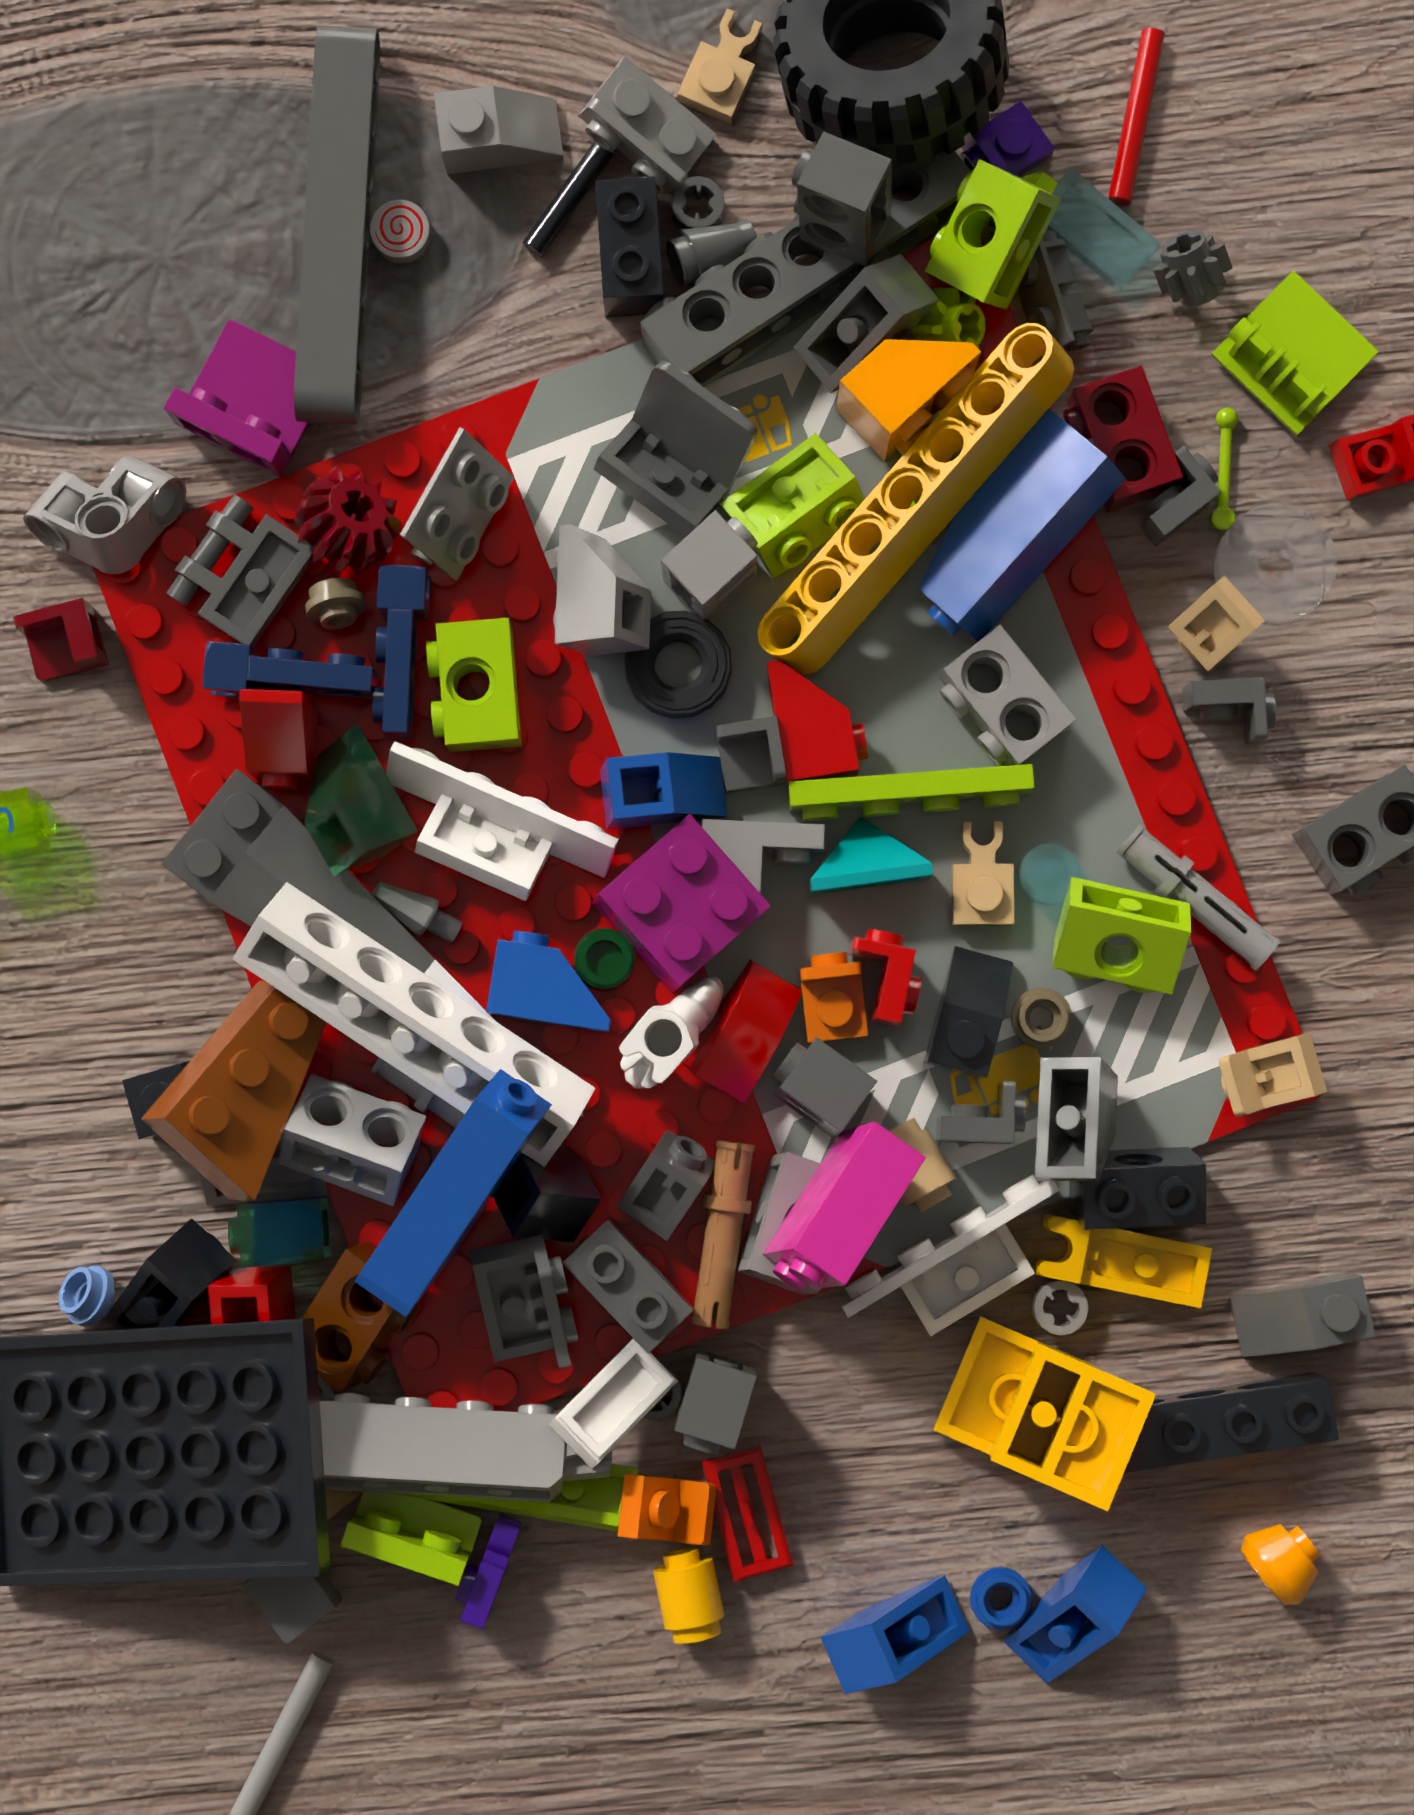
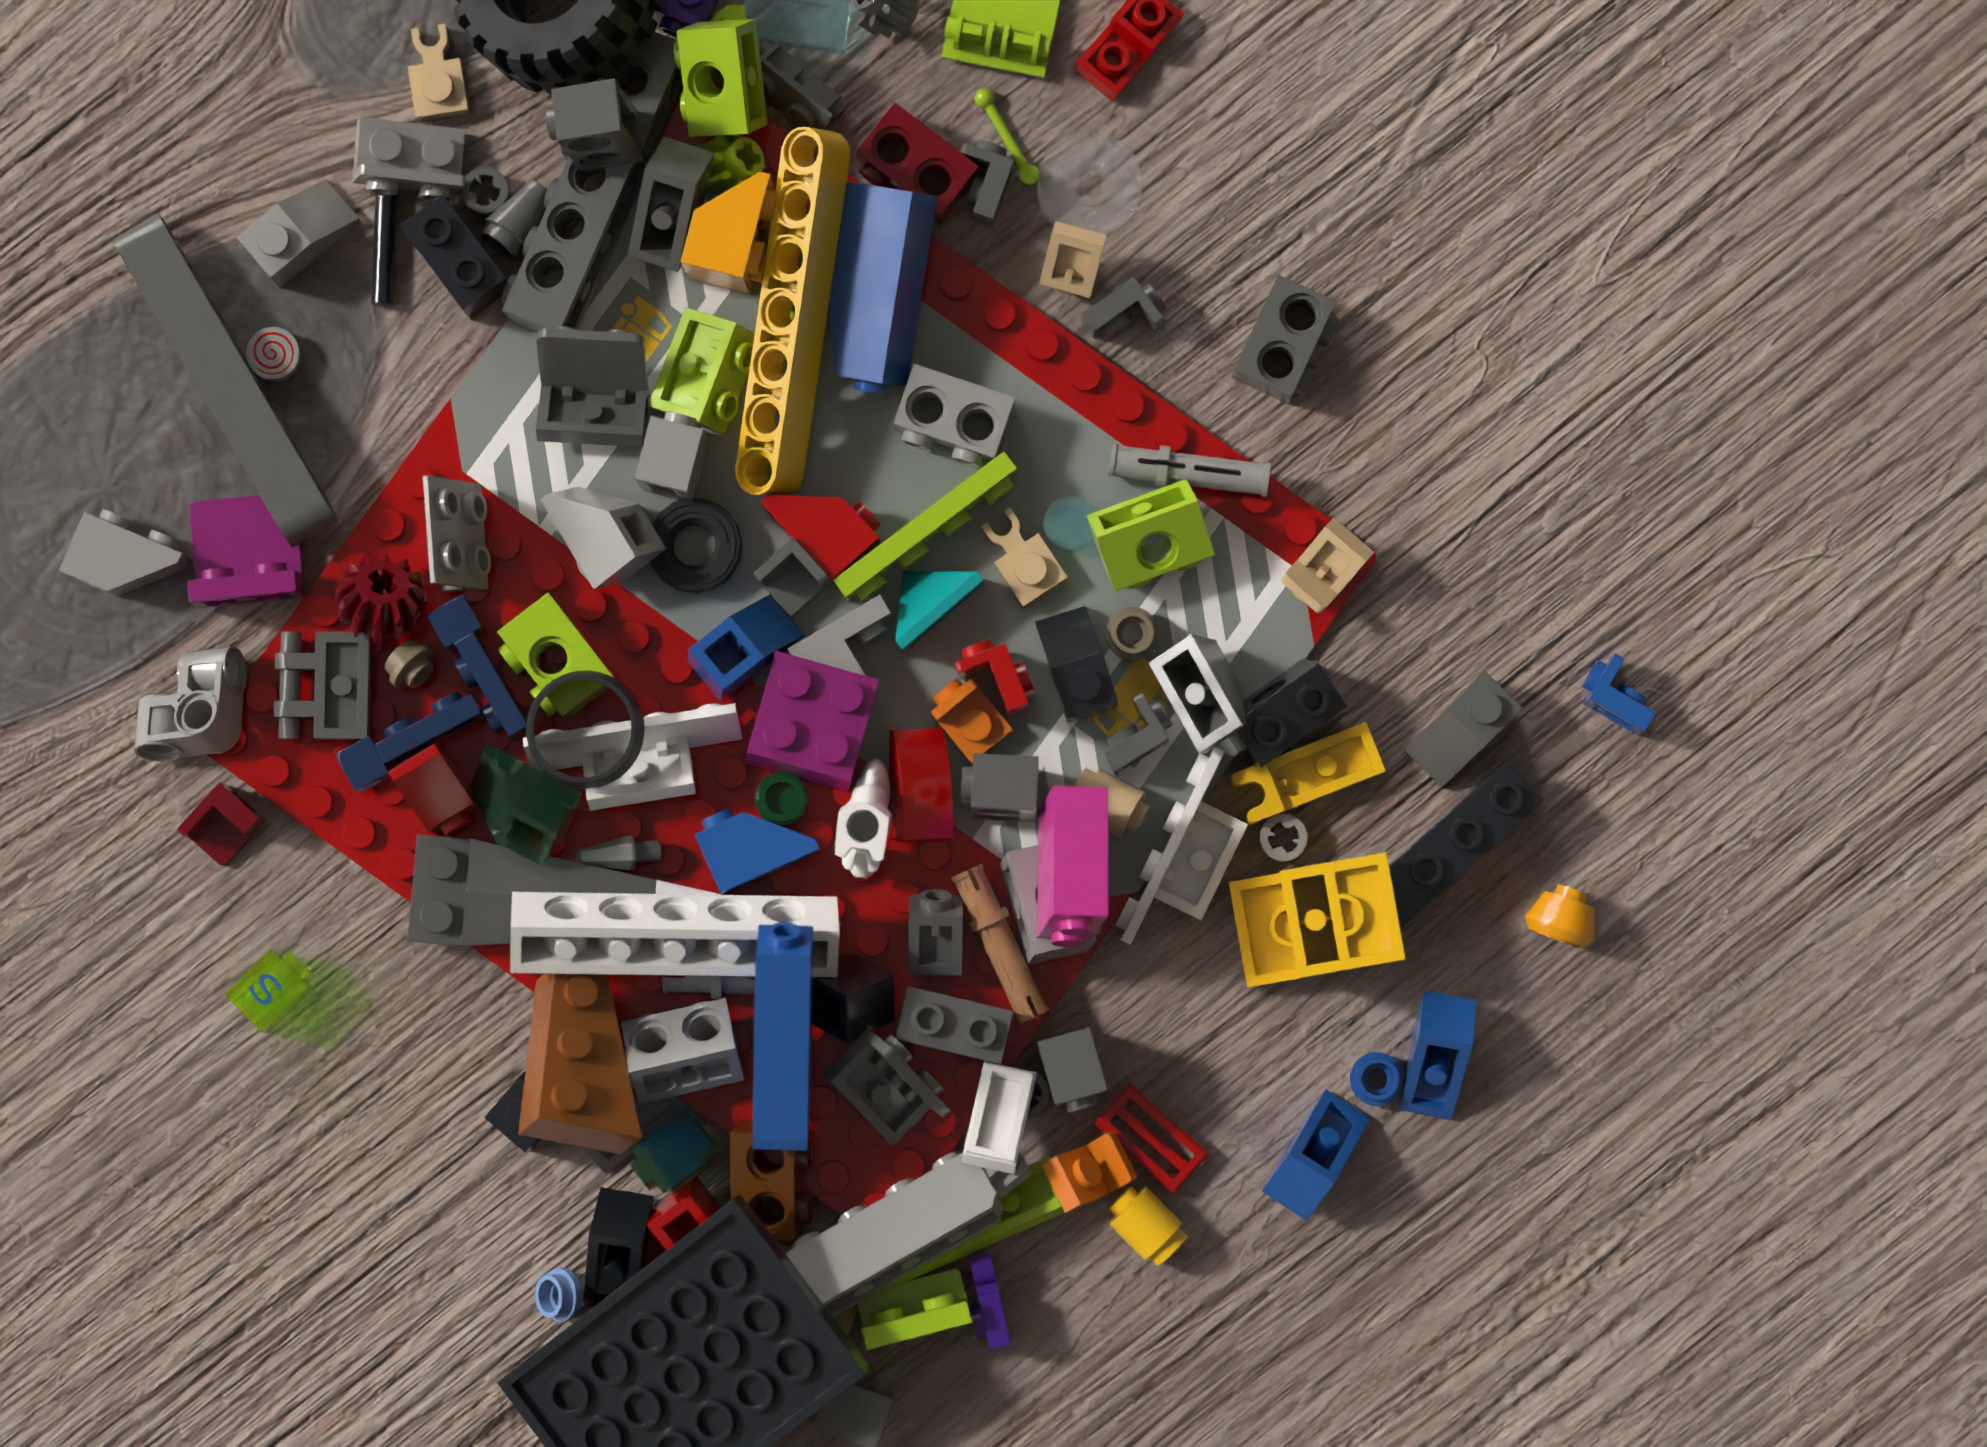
camera: 30 degrees left, 0 degrees up
(126, 328) = (116, 559): none -> light grey slope
(503, 808) = (634, 746): none -> black tyre

